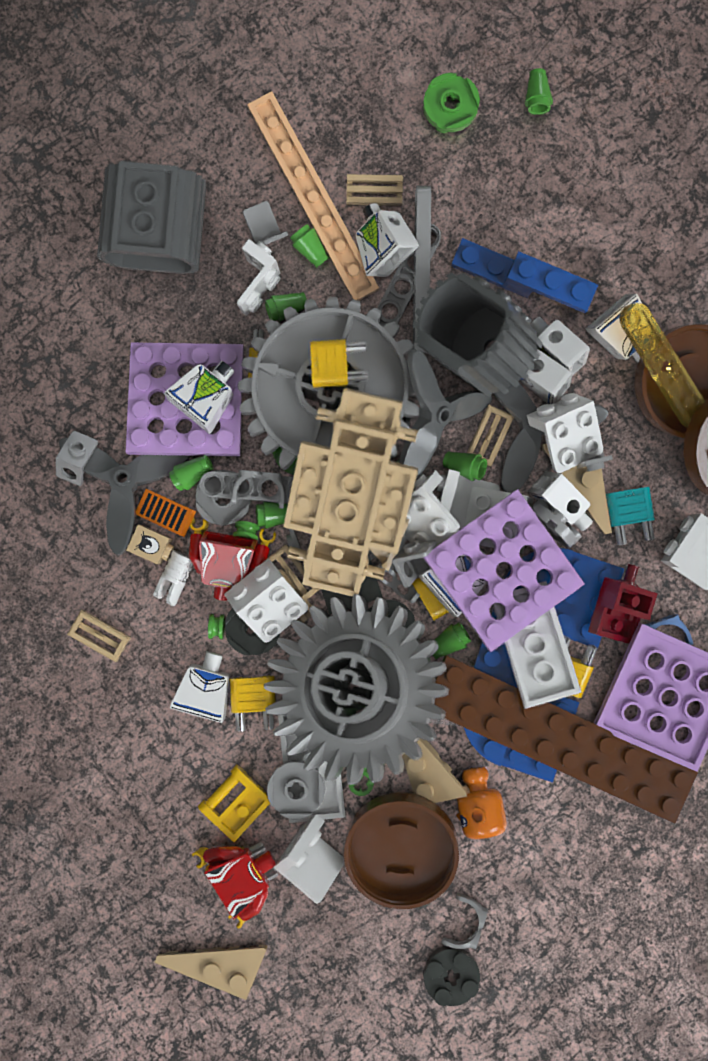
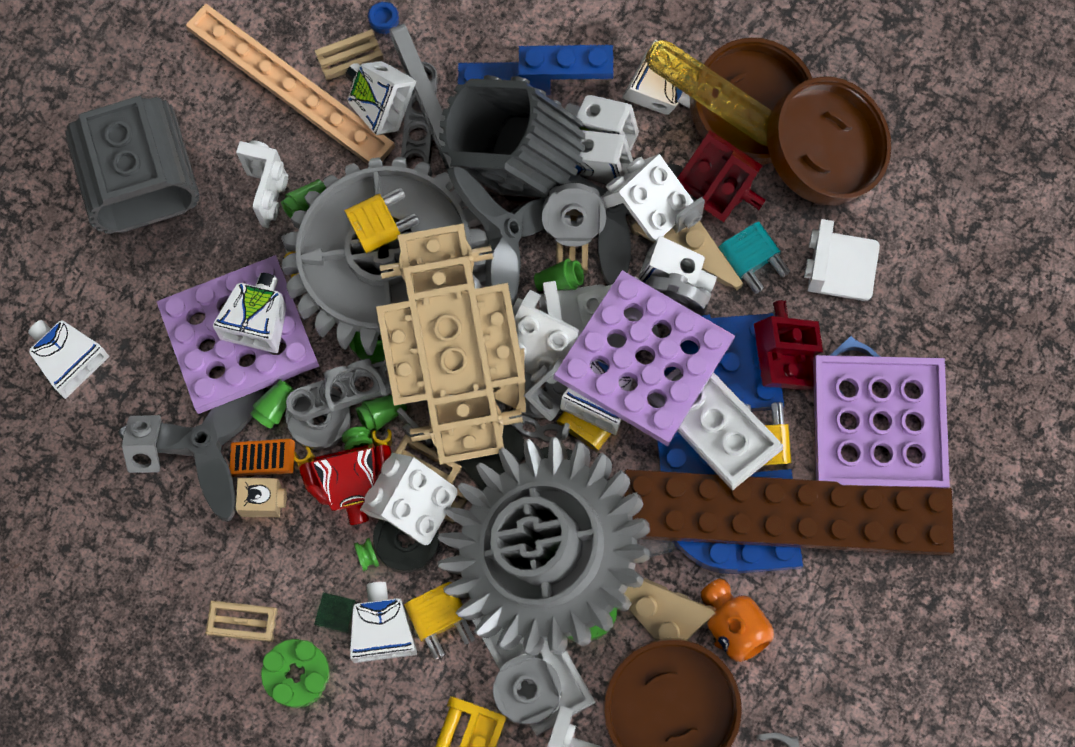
camera: 20 degrees left, 15 degrees down
(38, 357) = (65, 355): none -> white torso
(112, 706) = (277, 665): none -> bright green plate
(174, 660) = (335, 613): none -> clear green tile
(177, 572) = (299, 519): white hinge -> none
(262, 223) = (246, 128): light grey bracket -> none
(309, 245) = (305, 132): bright green cone -> none
(362, 792) = (585, 659): bright green bush -> none
(417, 168) = (383, 17): none -> blue tile
(451, 640) = (627, 457): bright green cone -> none
(501, 406) = (579, 197): none -> light grey plate
(635, 438) = (721, 176): none -> dark red plate

